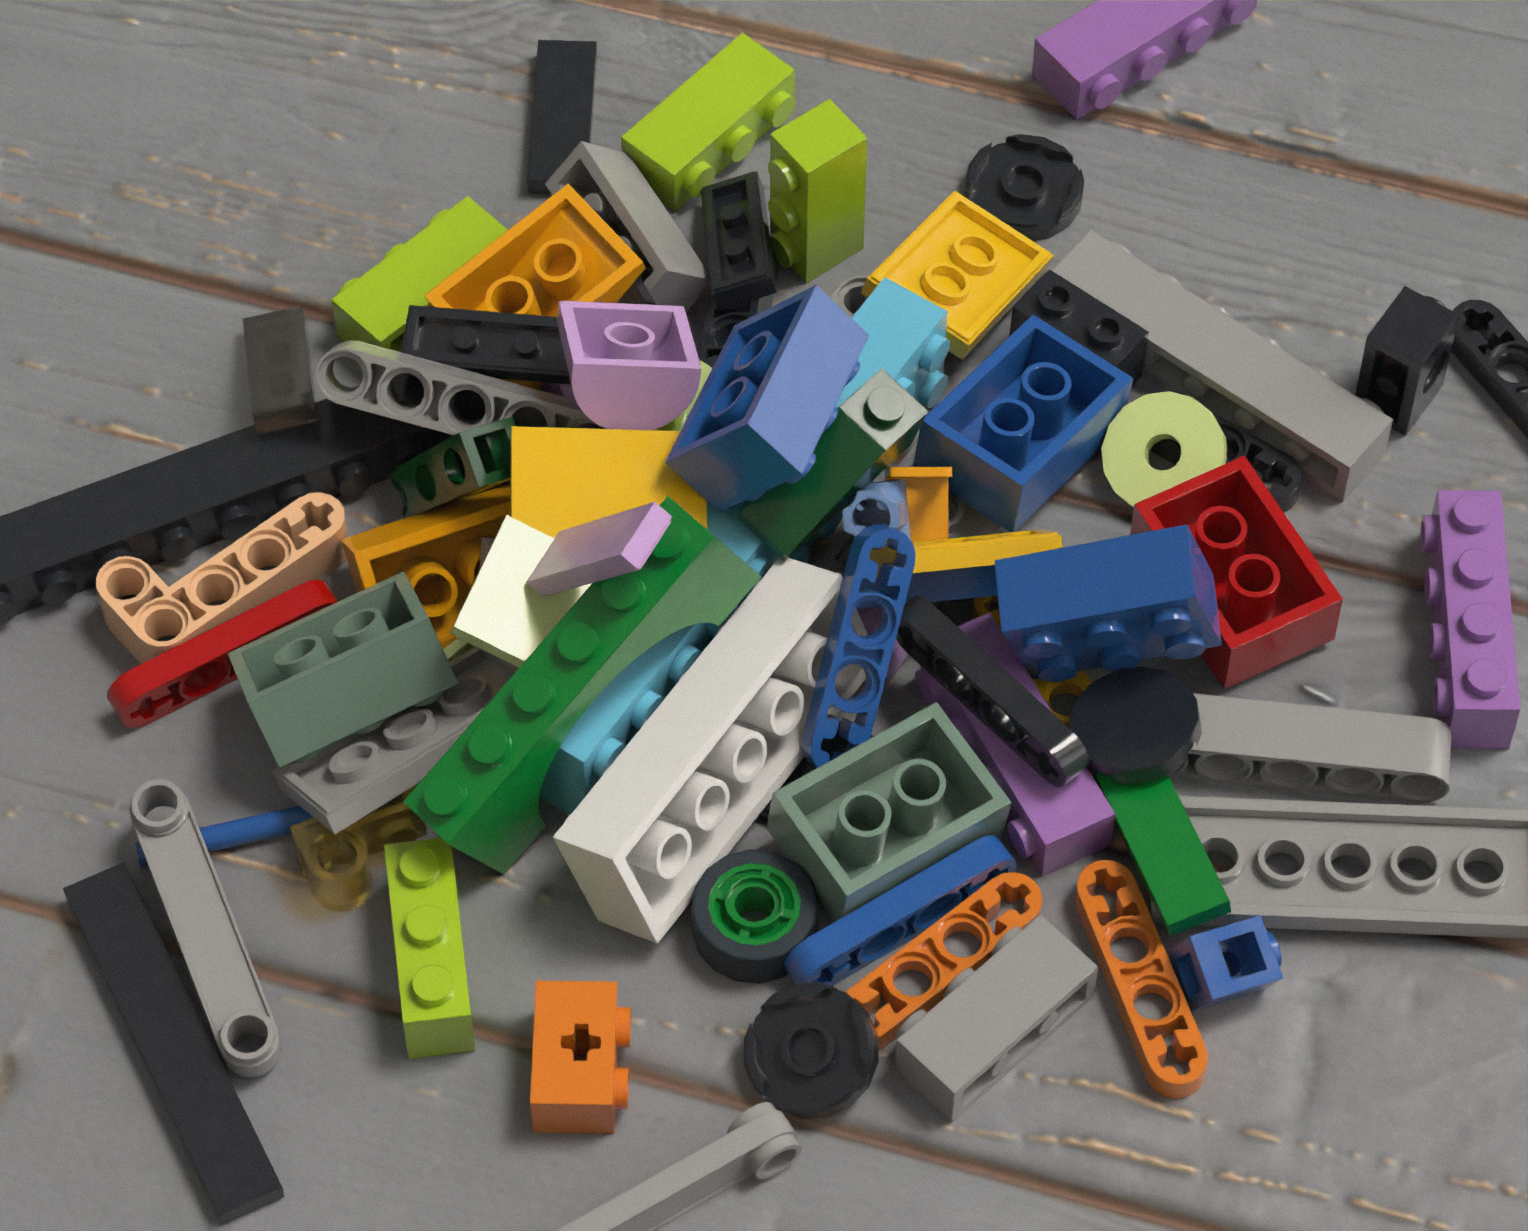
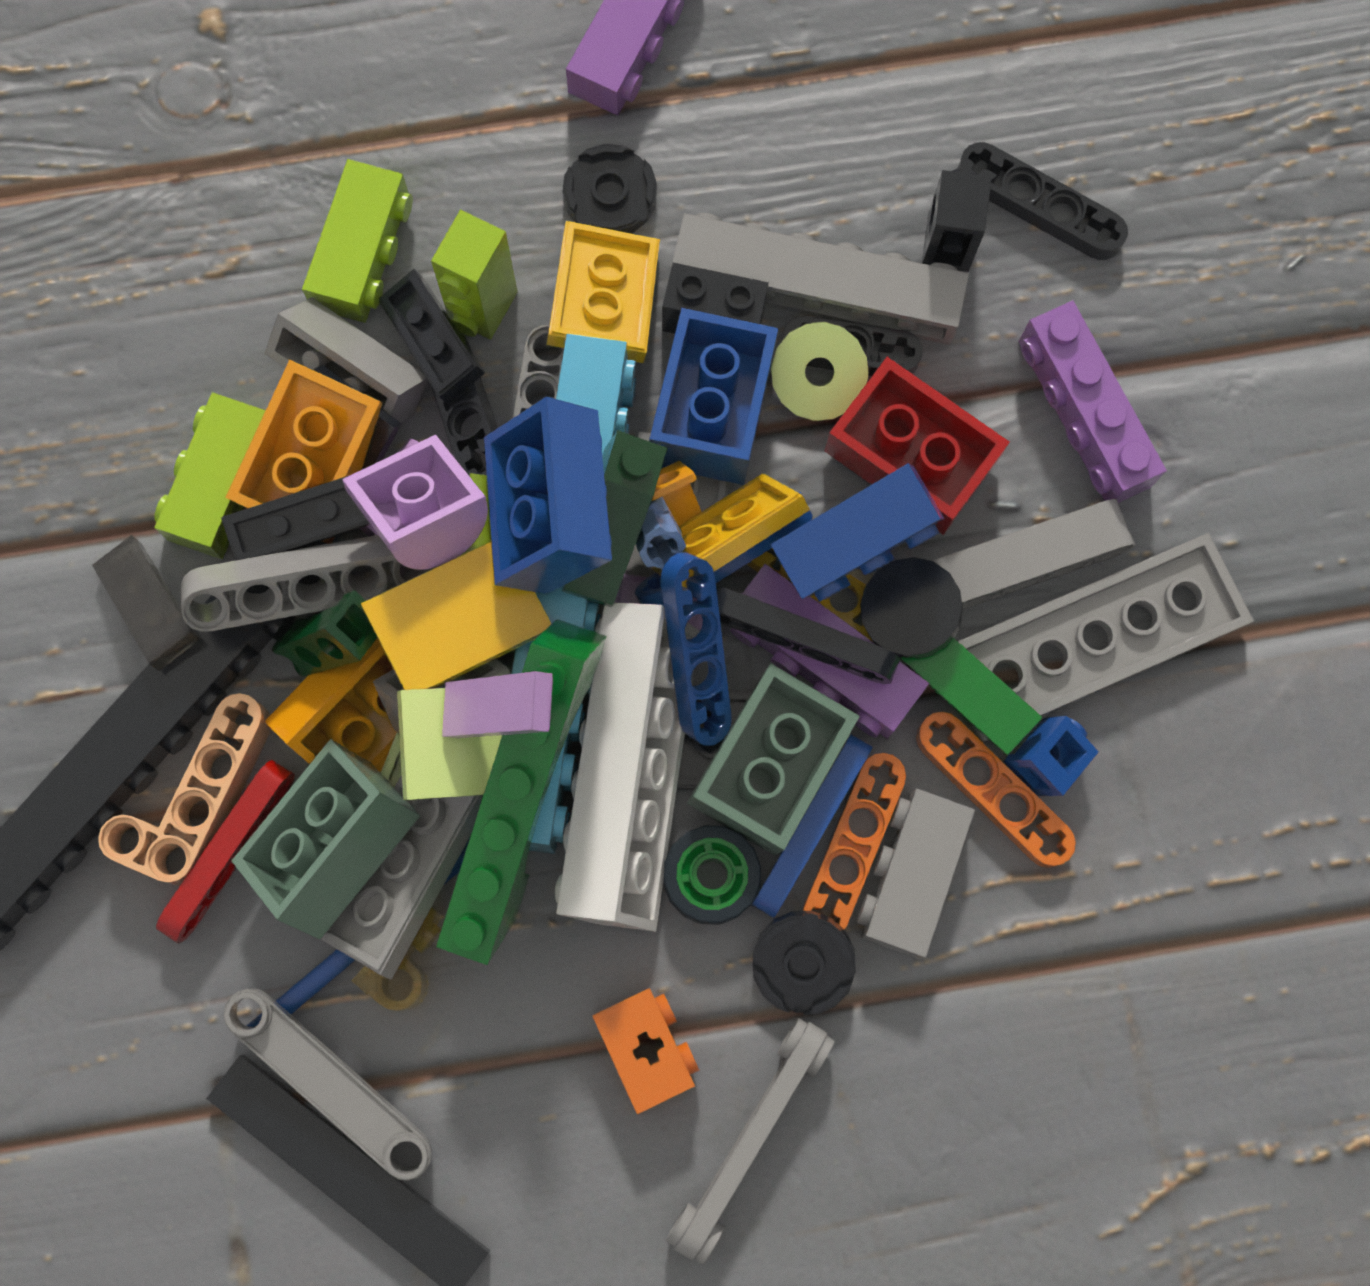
camera: 30 degrees left, 20 degrees up
(429, 948) = (499, 1022): lime brick -> none
(560, 106) = (240, 278): black tile -> none

